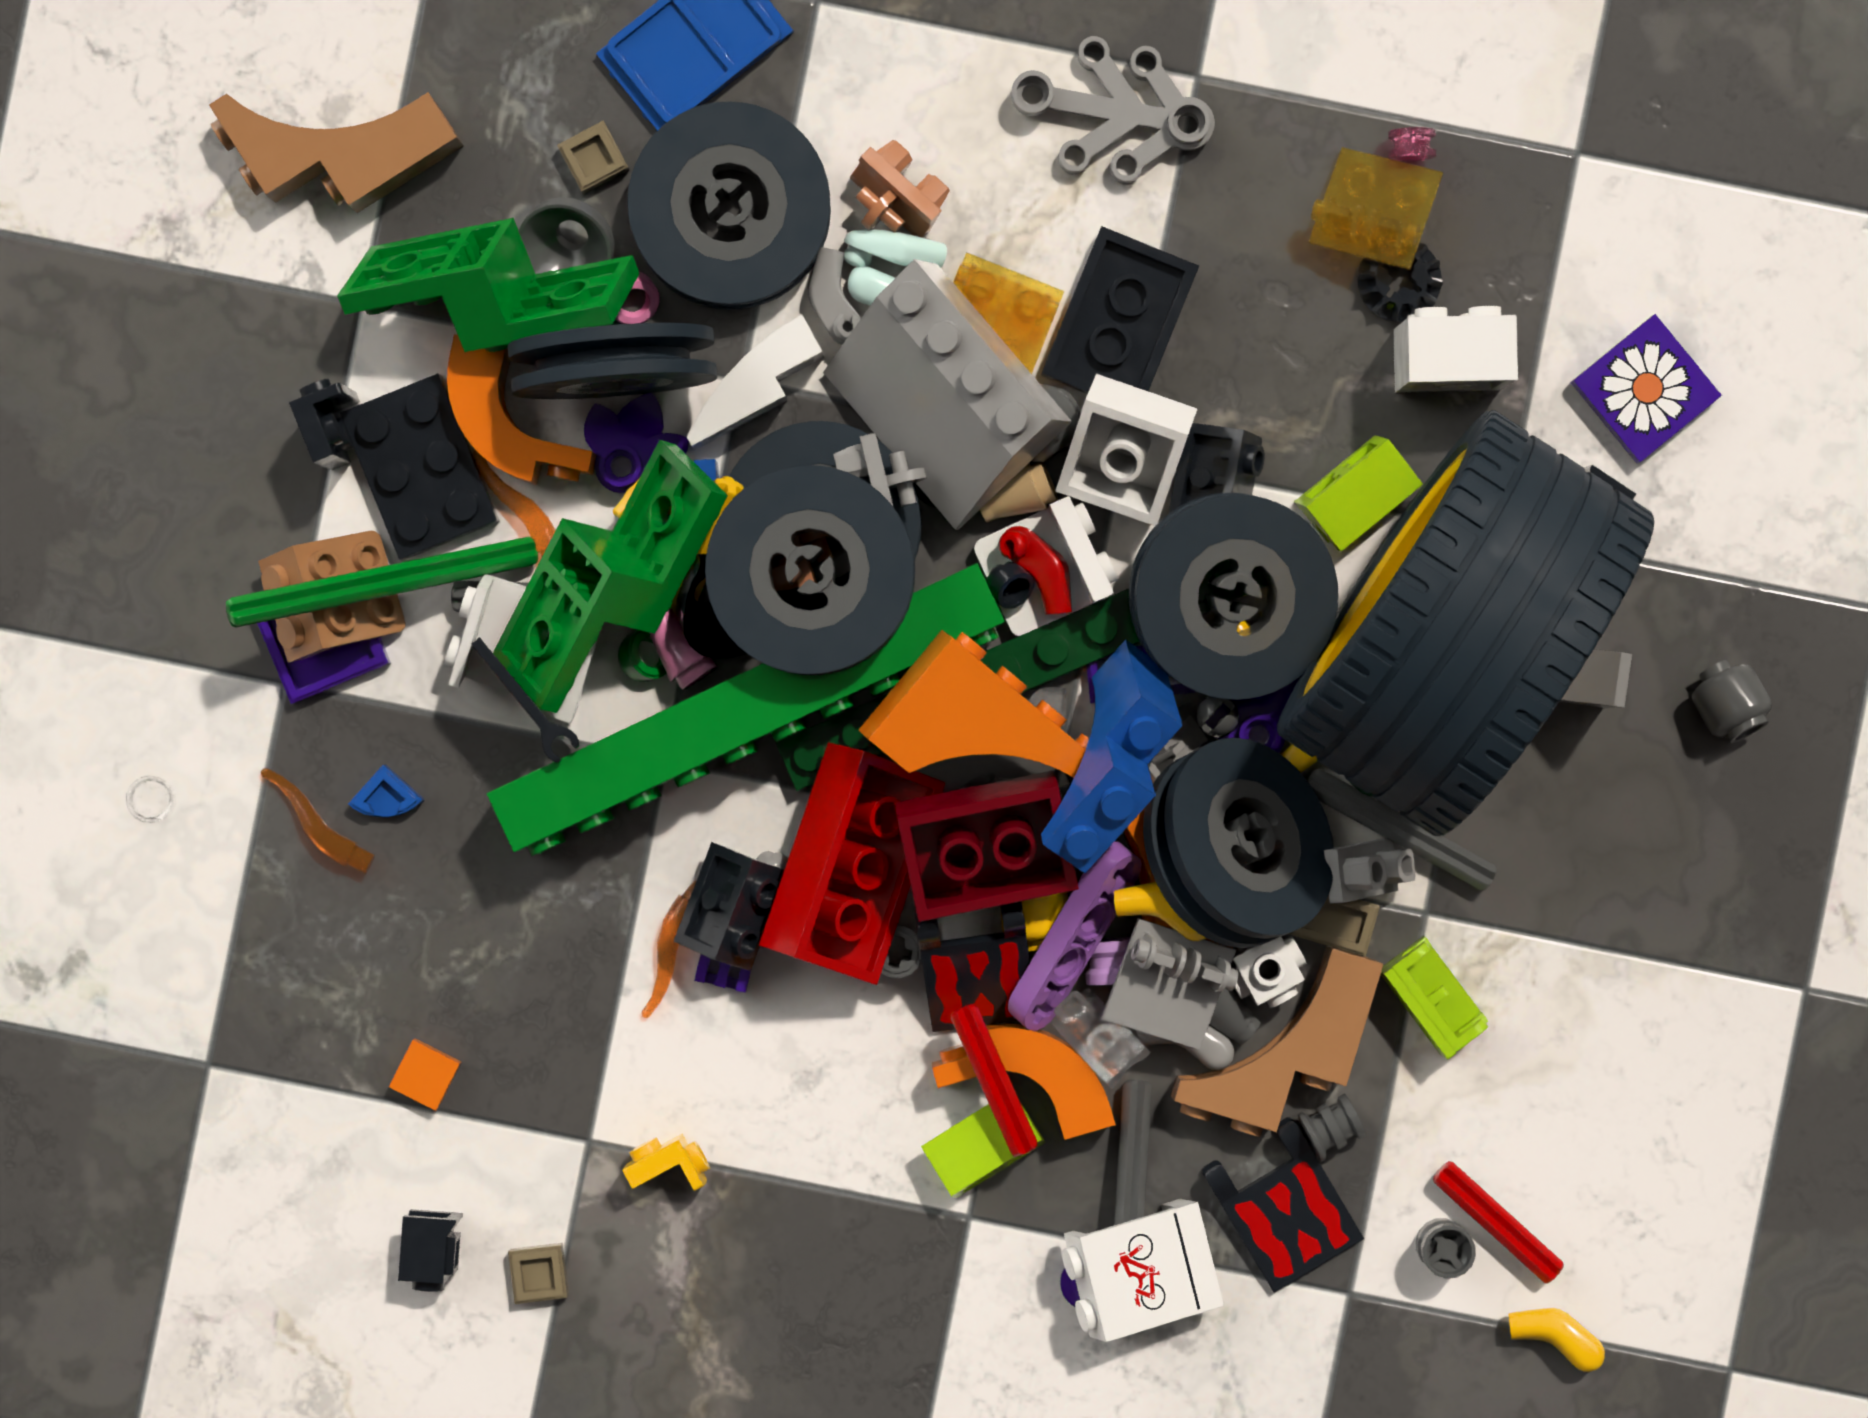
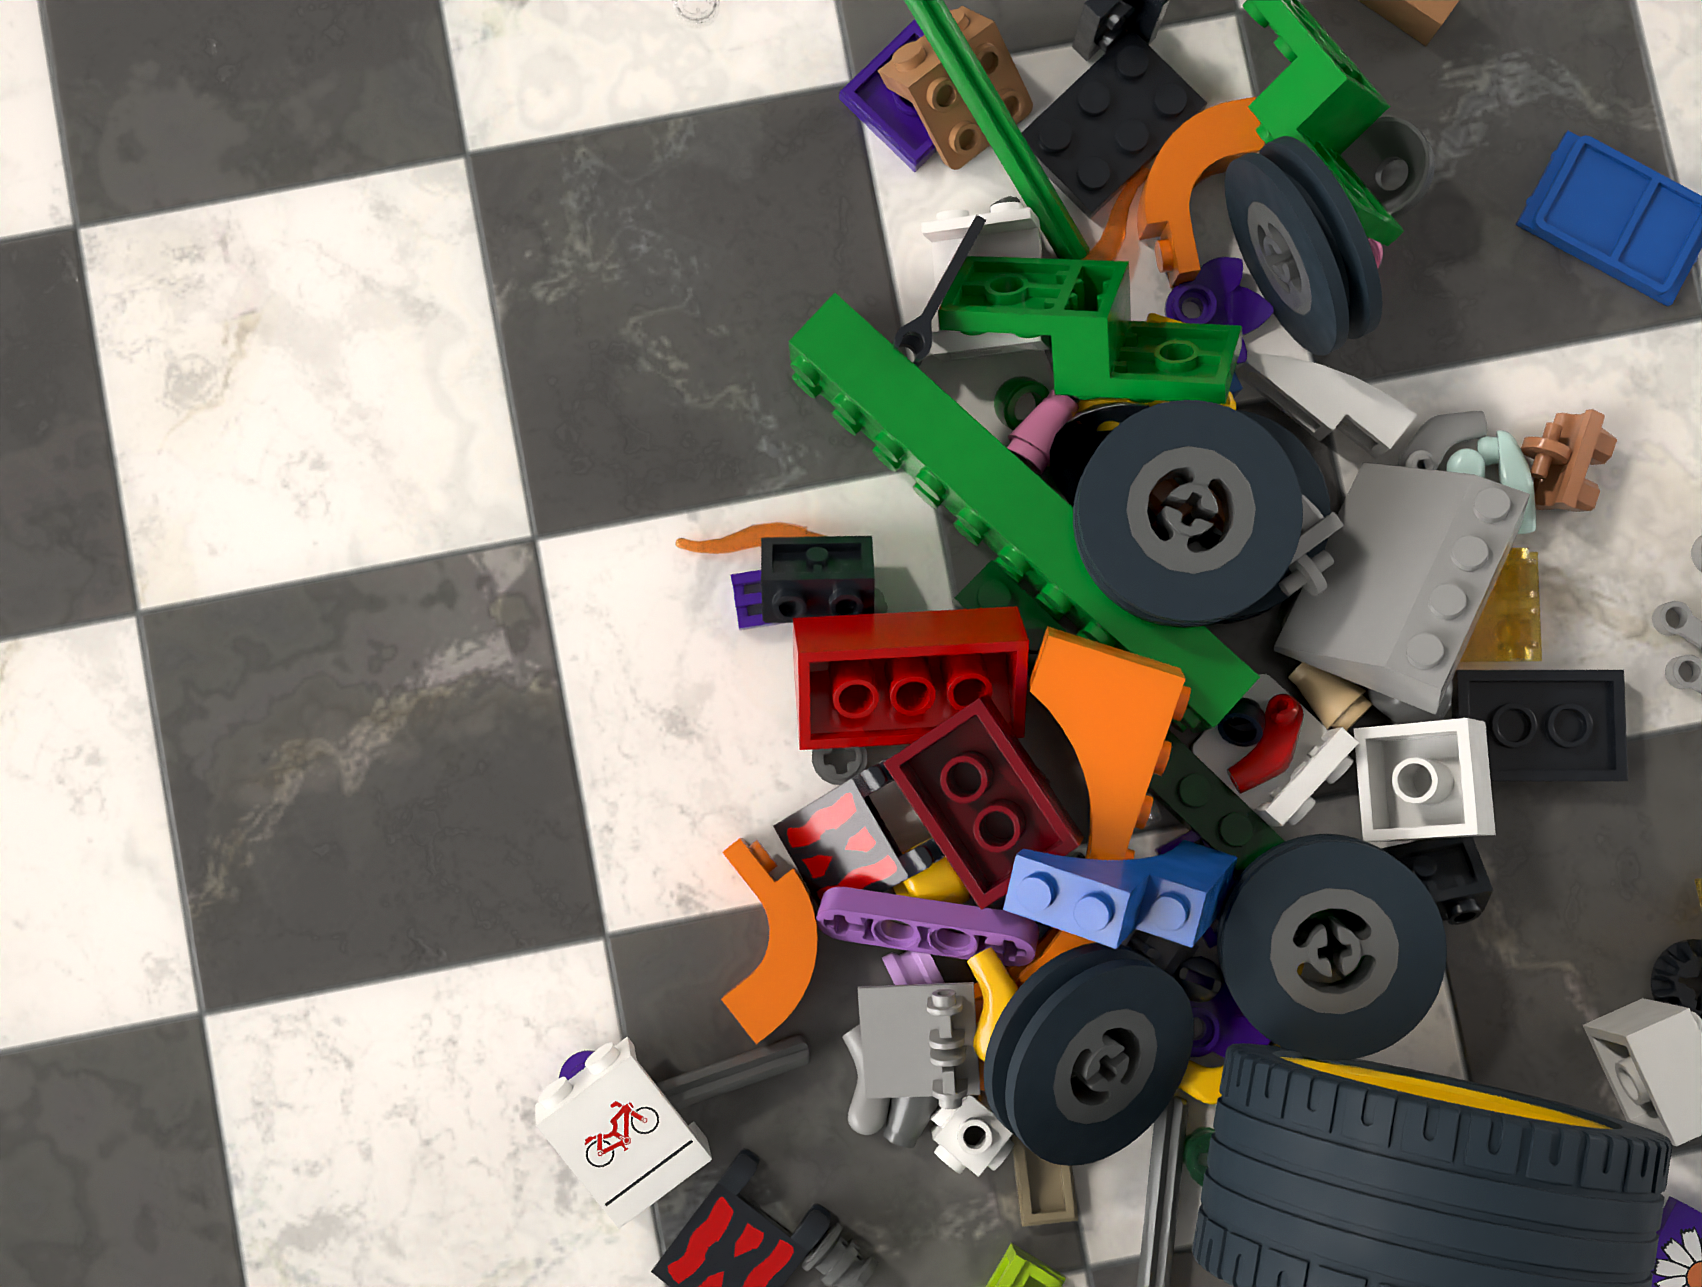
camera: 60 degrees right, 5 degrees down
(325, 839) = (723, 177): clear orange animal -> none
(386, 795) = (788, 215): blue tile -> none
(425, 1074) = (537, 357): orange tile -> none
(429, 1248) = (370, 425): black window -> none
(538, 1273) = (388, 541): dark tan tile -> none
(593, 157) = (1470, 167): dark tan tile -> none
(653, 1159) = (543, 605): yellow bracket -> none
(685, 160) = (1521, 266): black wheel -> none
(972, 1151) = (683, 920): lime hinge -> none
(994, 1080) = (752, 904): red axle -> none
(1102, 1044) = (832, 994): clear hips -> none
(1316, 1042) = (919, 1213): medium nougat arch -> none
(1358, 492) = (1480, 1033): lime hinge -> none
(1368, 869) = (1112, 1195): light grey hips -> none

